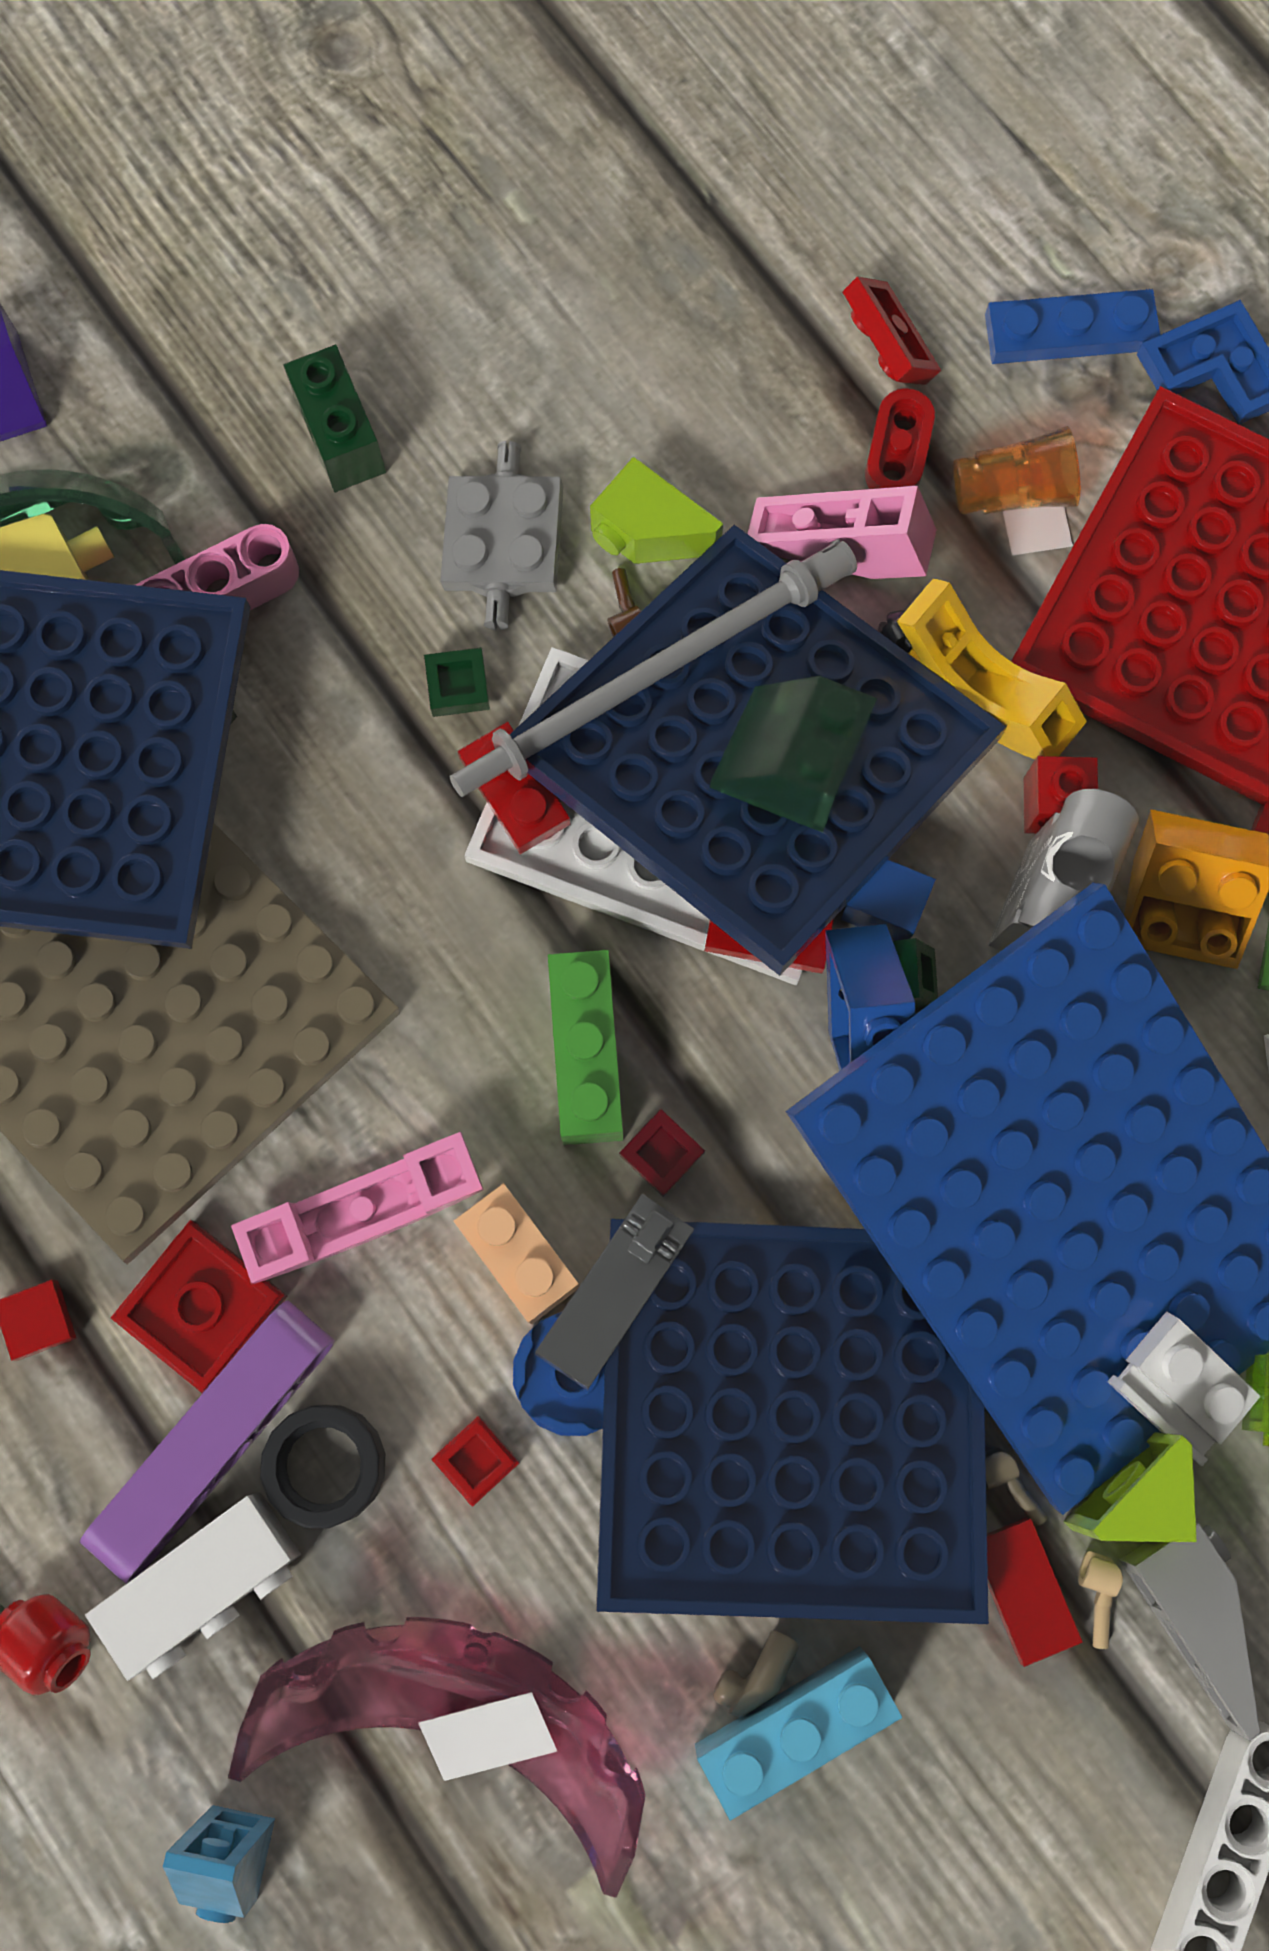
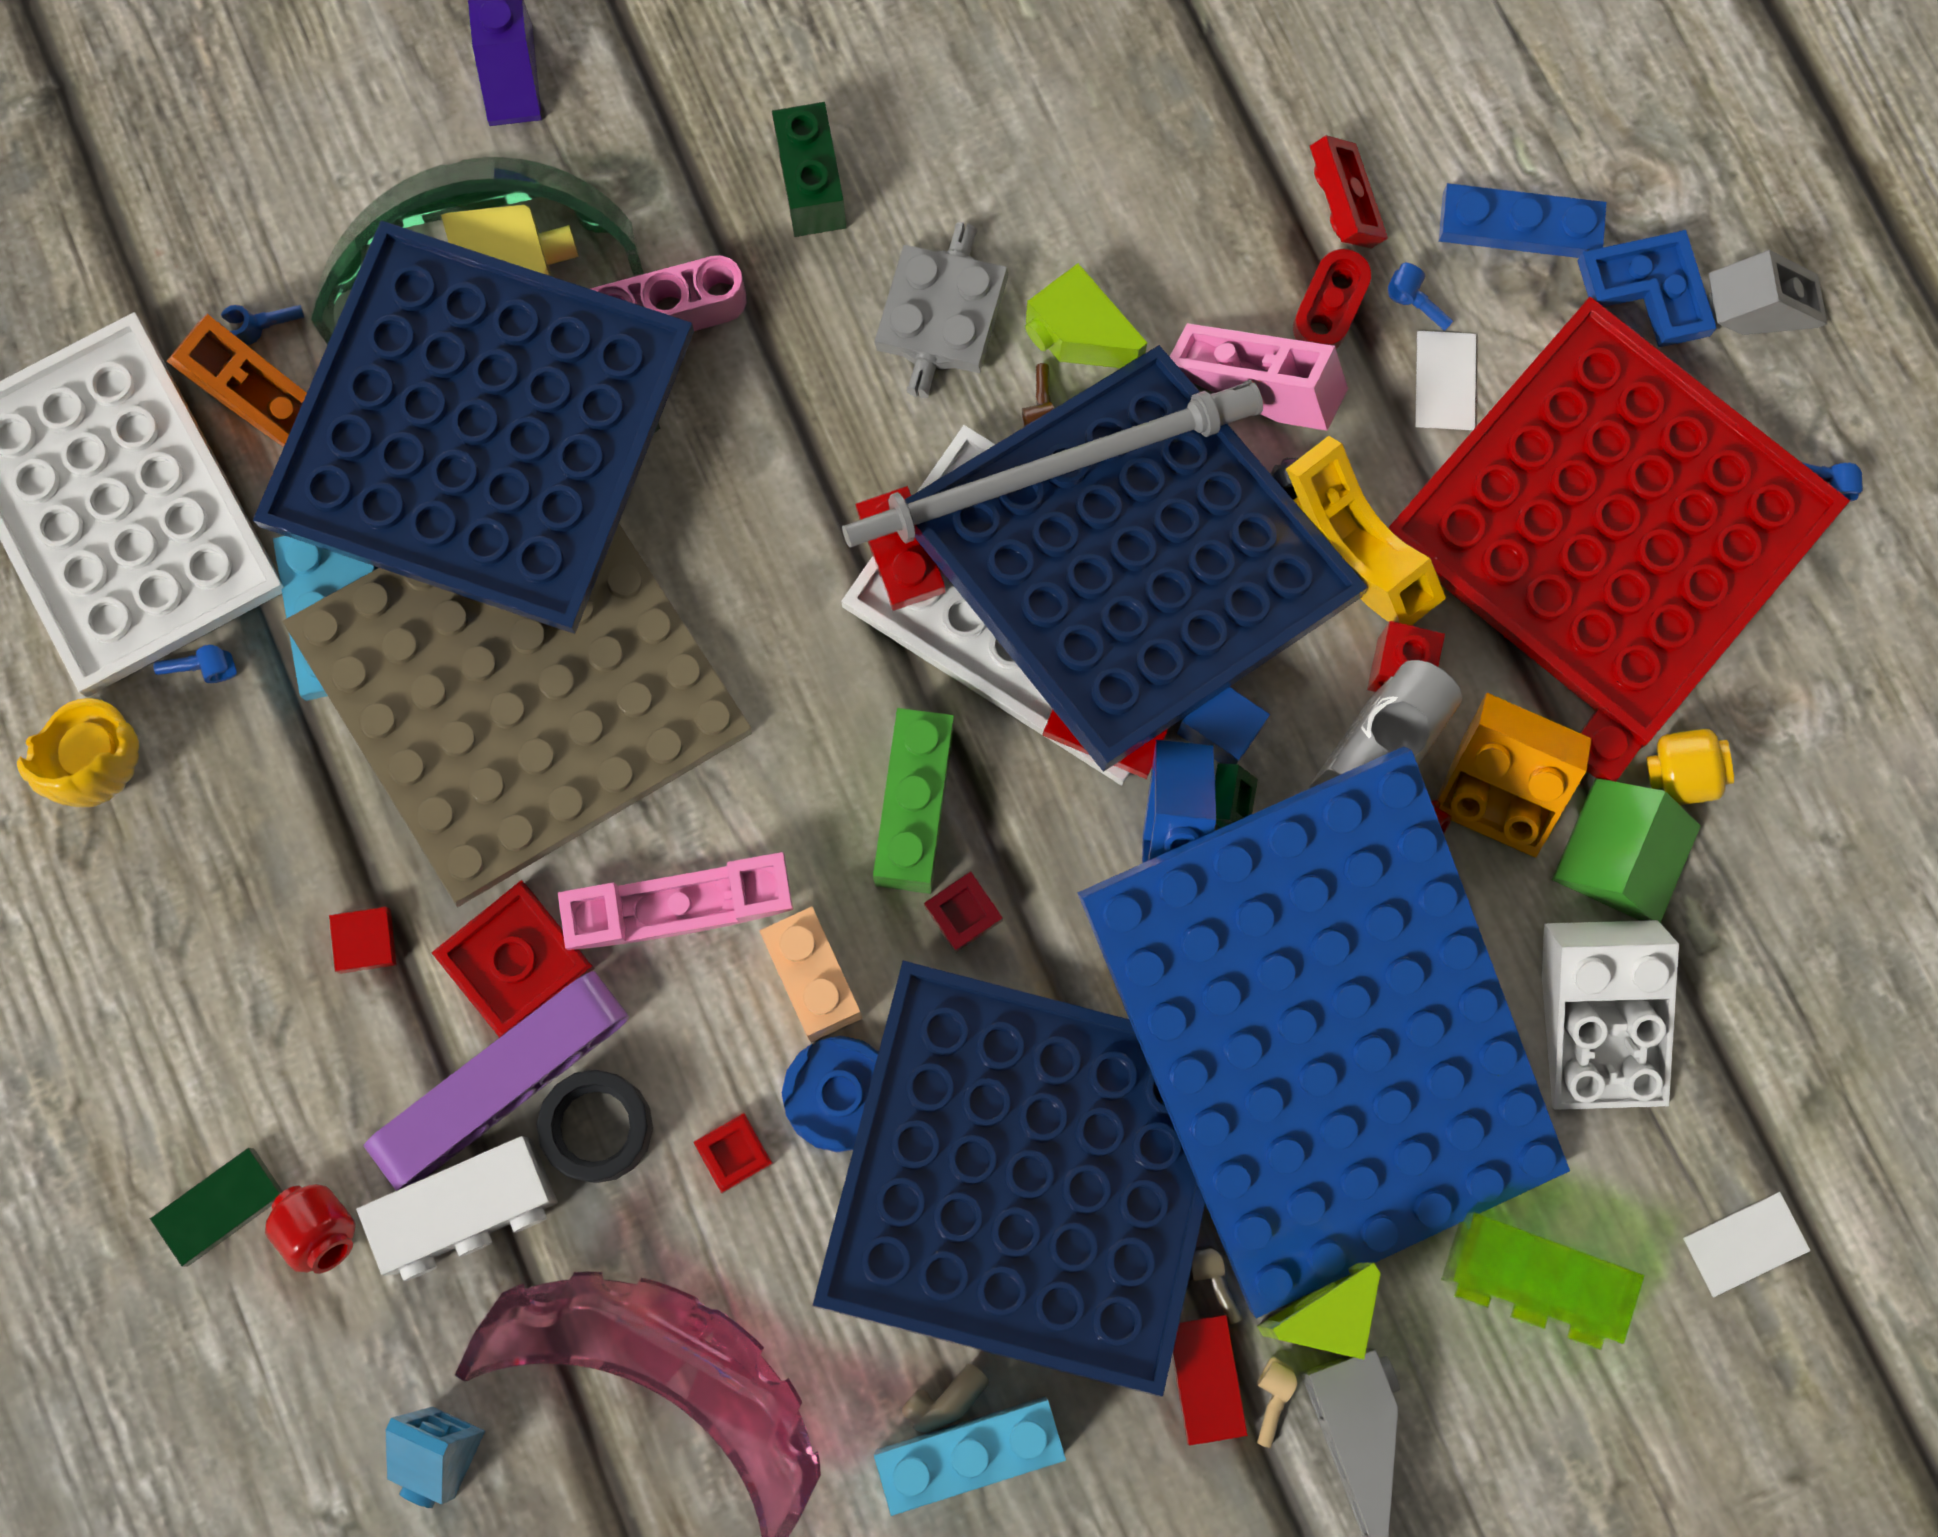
camera: 10 degrees right, 0 degrees up
(456, 682) = (869, 439): dark green plate -> none
(488, 1736) = (691, 1398): white sticker -> none
(614, 1292) = (891, 1025): dark grey hinge -> none
(795, 748) = (1164, 567): clear green slope -> none
(970, 418) = (1405, 290): none -> blue hand
(1020, 475) = (1436, 354): clear orange plant -> none
(1184, 1386) = (1391, 1225): white plate -> none

